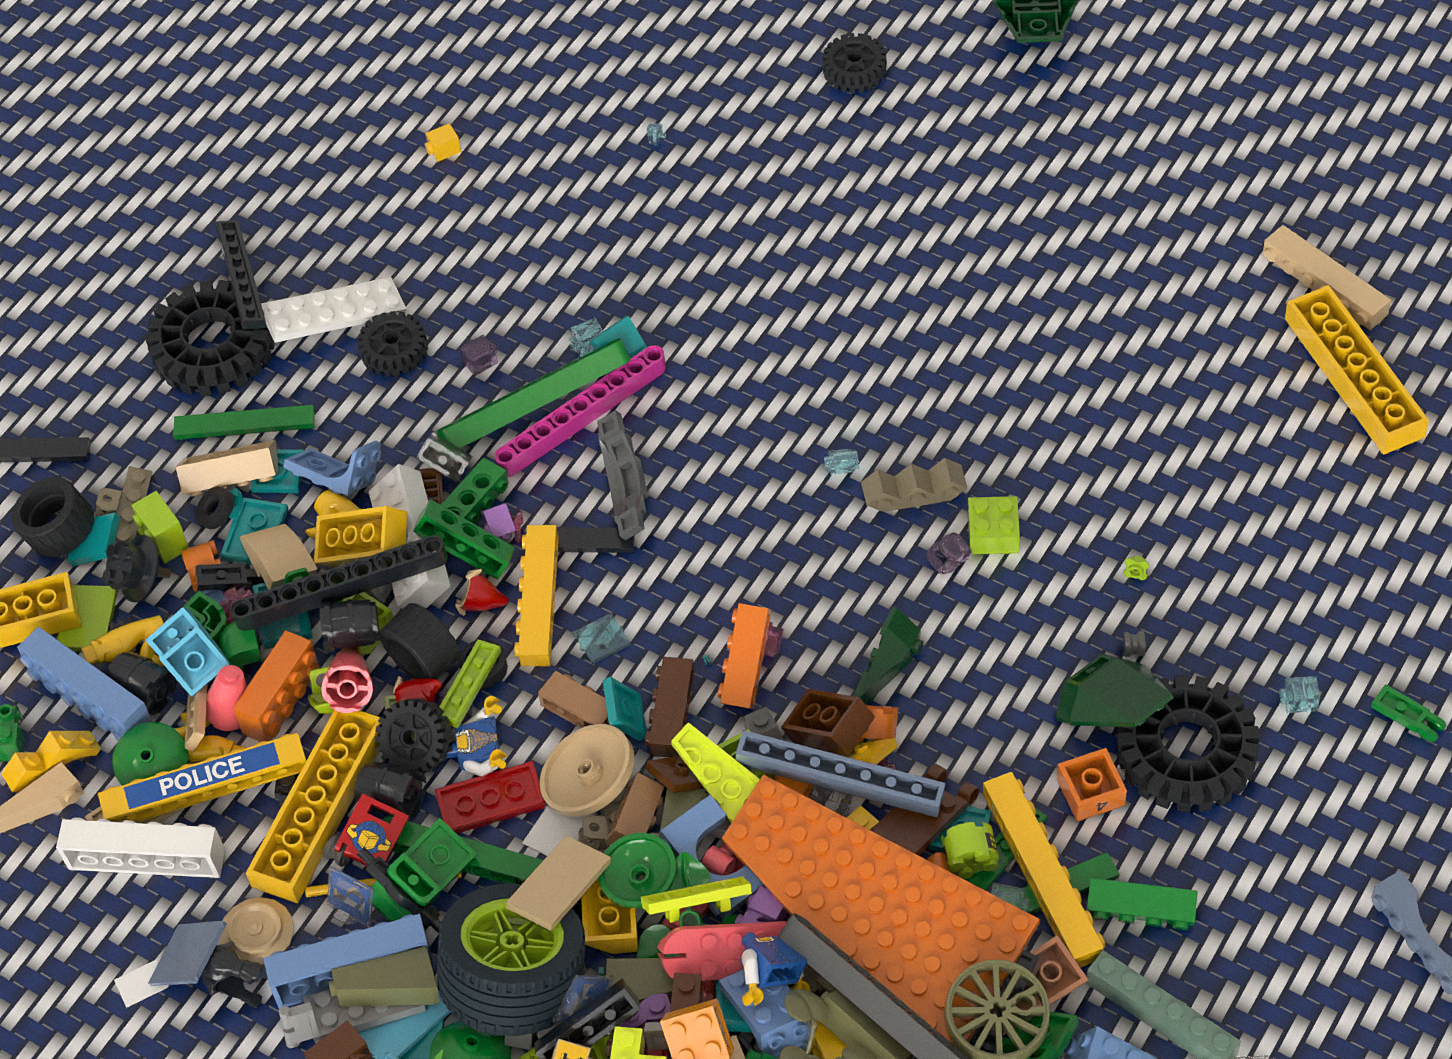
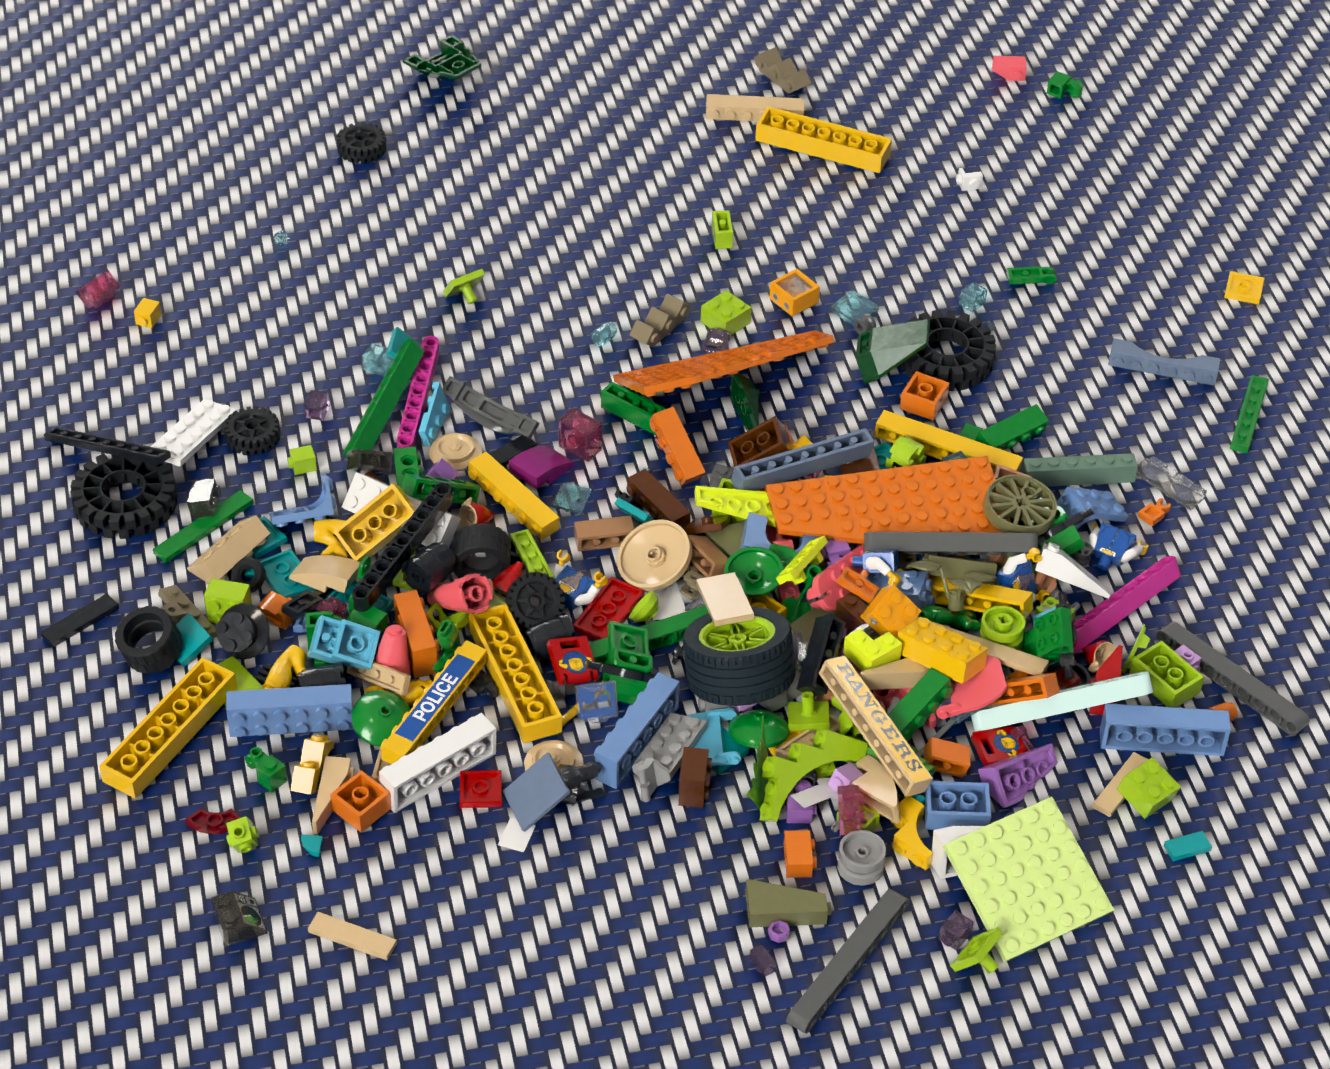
camera: 50 degrees left, 10 degrees down
(36, 834) = (360, 801): none -> orange brick
(162, 906) = (480, 789): none -> red tile
(266, 391) = (203, 498): none -> clear smoke brick
(279, 721) = (449, 641): none -> green piece
(387, 981) = (678, 717): olive slope -> none
(399, 410) = (302, 460): none -> lime brick
(424, 87) = (98, 289): none -> clear pink brick
(517, 826) = (645, 608): none -> lime piece
(553, 500) = (455, 449): none -> tan piece
(570, 444) = (436, 415): none -> medium azure wing
(608, 577) = (539, 465): none -> magenta slope
(633, 686) = (631, 500): none -> black tile
(676, 569) = (580, 434): none -> clear pink brick
(714, 971) = (858, 584): none -> orange plate
(761, 308) = (465, 284): none -> lime tile
(766, 576) = (629, 405): none -> green brick
(872, 578) = (714, 365): none -> orange wing
(1096, 549) = (794, 292): none -> light orange piece
(1106, 414) = (722, 229): none -> lime brick
(1136, 567) = (827, 293): lime plate -> none
(1151, 612) = (853, 306): none -> clear light blue tile
(1412, 244) = (781, 72): none -> dark tan brick

